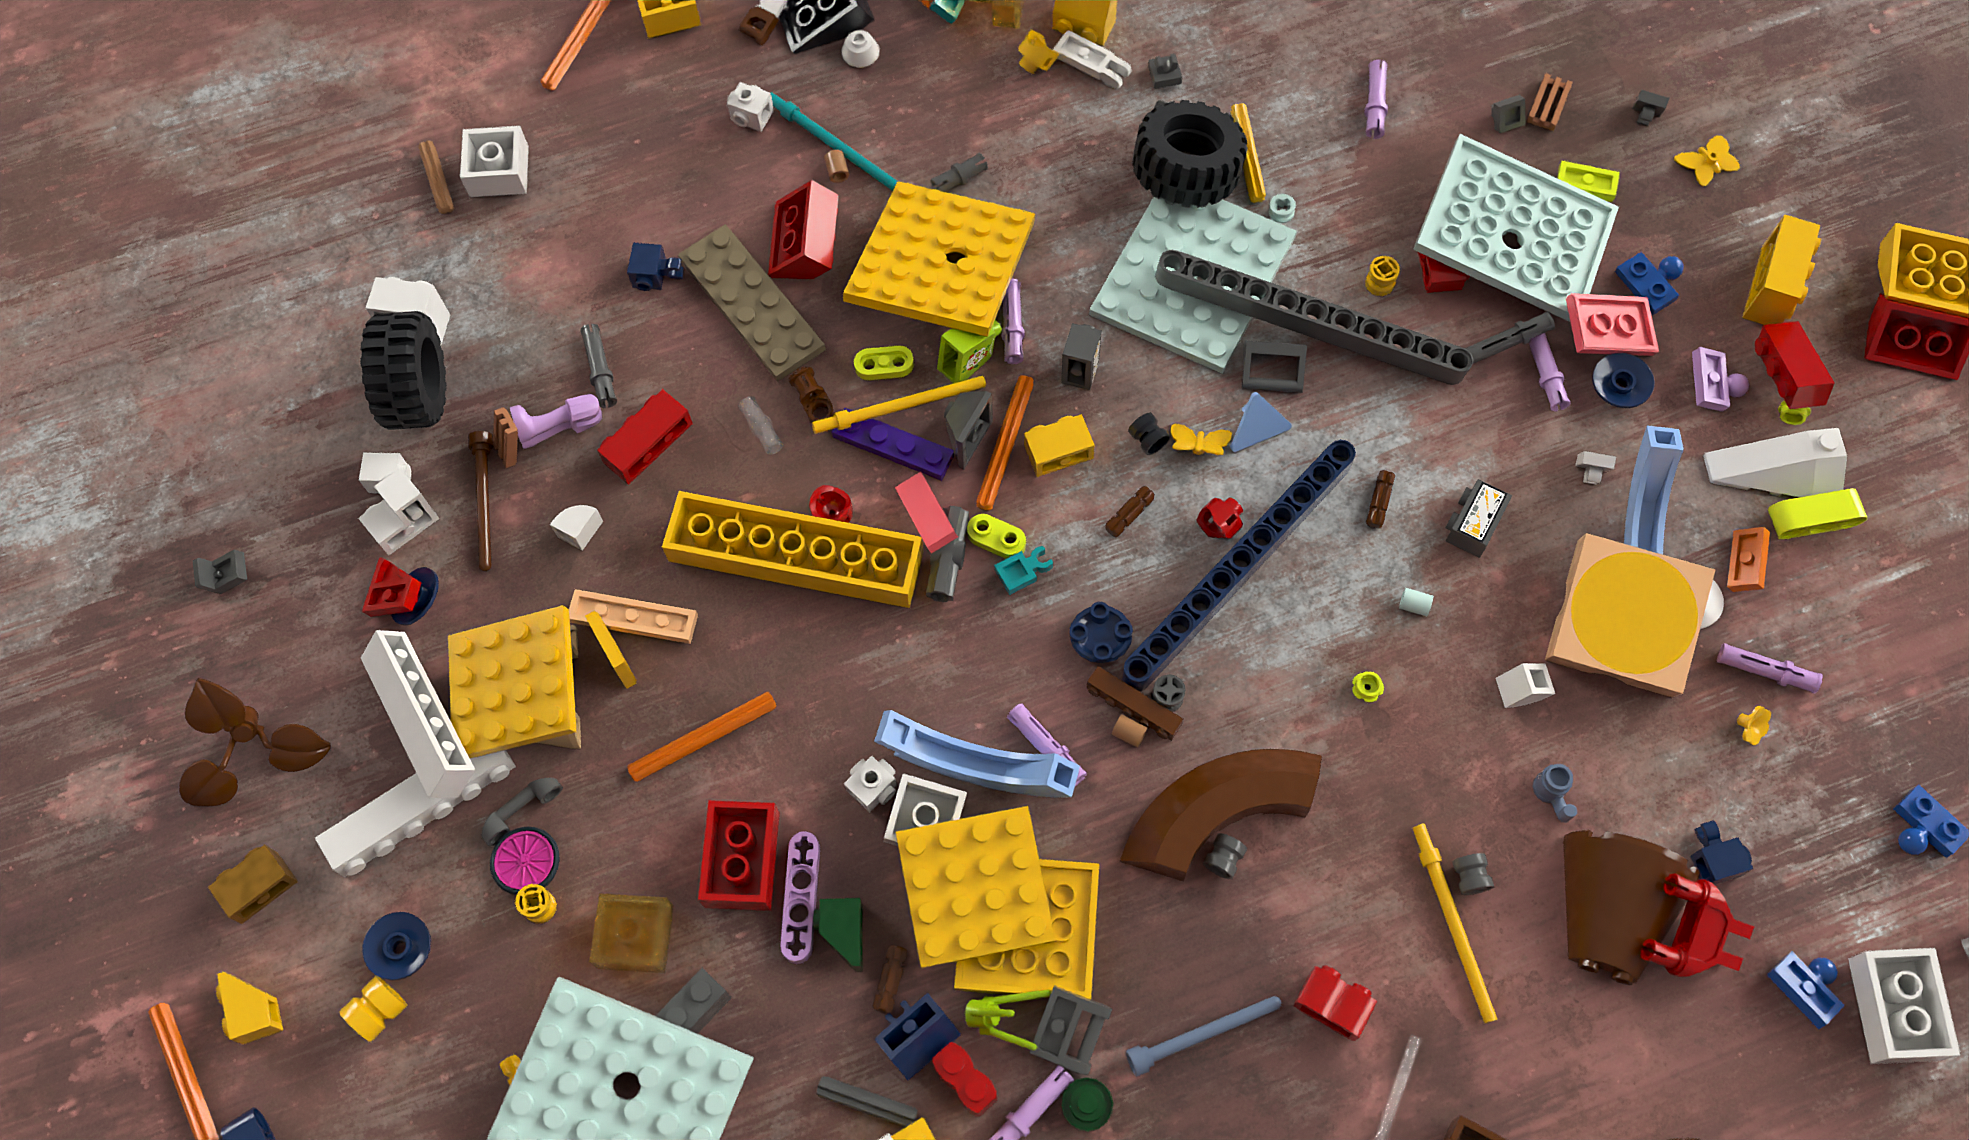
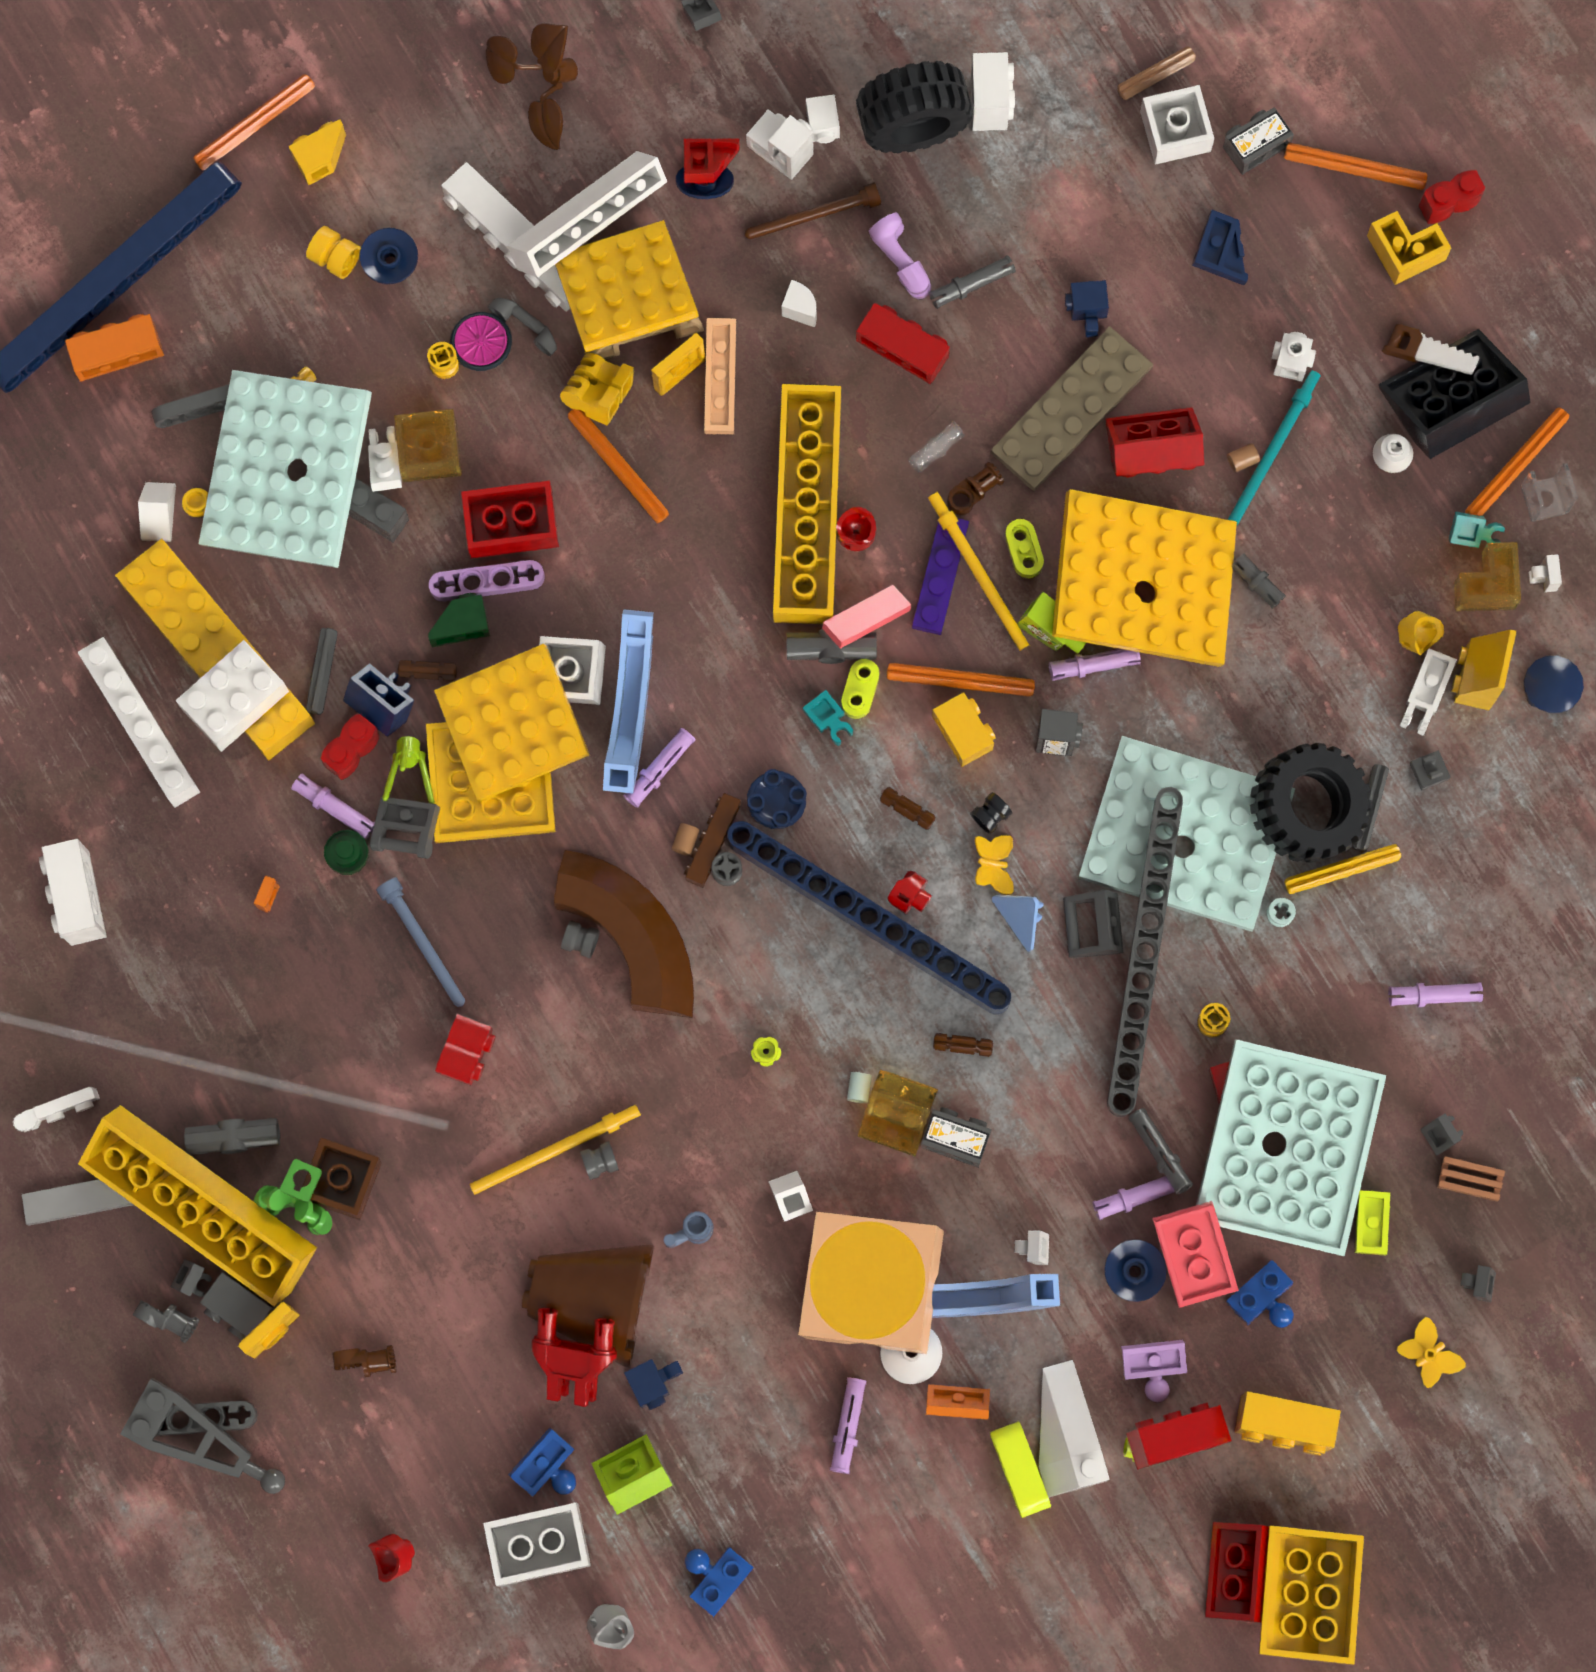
camera: 80 degrees right, 10 degrees up
(252, 883) = (422, 122): pearl gold brick -> none
(505, 437) = (872, 217): nougat tile -> none
(530, 103) = (1257, 140): none -> brick
(612, 740) = (598, 387): none -> yellow legs
(626, 150) = (1221, 248): none -> dark blue wing
(641, 984) = (384, 461): none -> white hinge
(871, 794) = (594, 618): white brick -> none
(967, 423) = (964, 637): dark grey slope -> none
(1447, 567) = (897, 1112): none -> clear yellow slope
(1755, 724) = (786, 1412): yellow plant -> none
(1821, 892) = (631, 1474): none -> lime bracket

